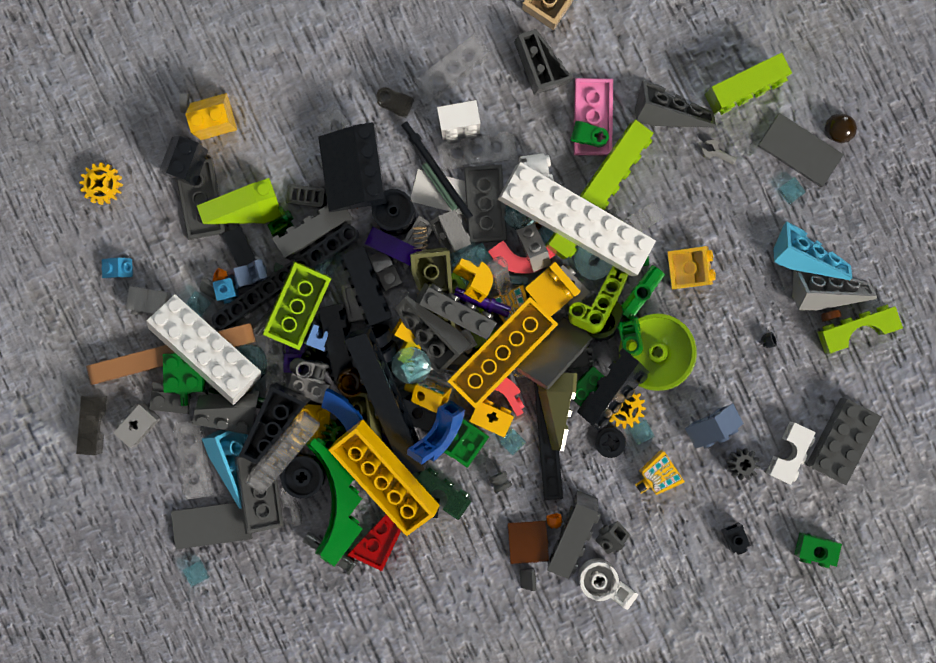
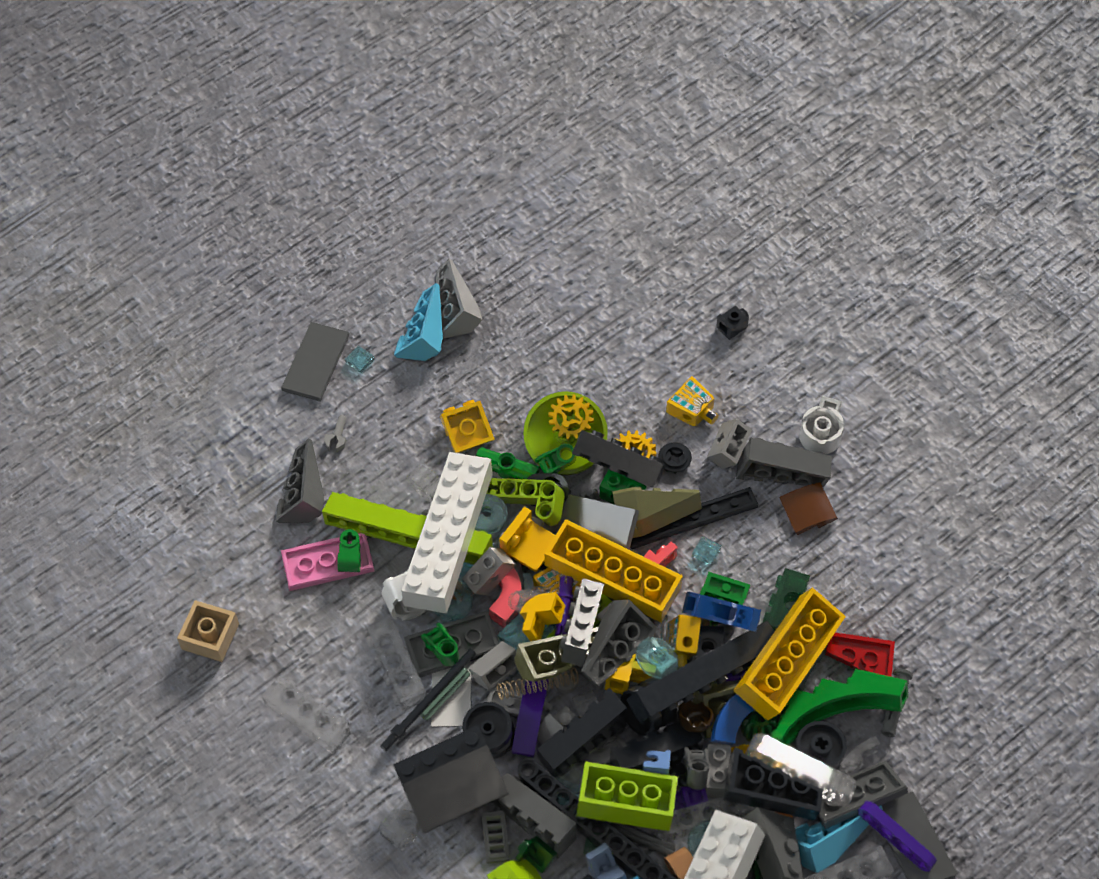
camera: 105 degrees left, 30 degrees down
(196, 573) = (976, 844): clear light blue tile -> none
(210, 511) = (897, 836): none -> dark purple beam
(396, 102) = (360, 767): clear smoke piece -> none
(459, 120) = (368, 681): white brick -> none
(483, 192) = (439, 642): none -> green piece
(499, 426) = (691, 564): yellow brick -> none
(500, 481) = (753, 549): dark grey wheel -> none
(528, 579) = (847, 497): dark grey slope -> none
(540, 63) = (281, 622): dark grey wedge -> none
(554, 520) = (775, 489): orange hinge -> none
(607, 493) = (729, 443): none -> light grey brick
(612, 537) = (773, 427): dark grey brick -> none
(641, 432) = (655, 431): clear light blue tile -> none
(672, 353) = (566, 425): none -> yellow gear
(715, 427) = (628, 363): sand blue brick -> none
(741, 457) = (655, 333): dark grey gear -> none
(749, 83) = (259, 417): lime brick -> none
(769, 339) = (521, 342): black hinge -> none
(800, 440) = (615, 290): white arch -> none
(808, 543) = (718, 251): green brick -> none
(831, 315) = (479, 294): reddish brown tile -> none
(837, 337) = (499, 283): lime arch -> none
(841, 128) = (283, 331): dark brown hair -> none
(843, 440) = (602, 254): dark grey brick -> none

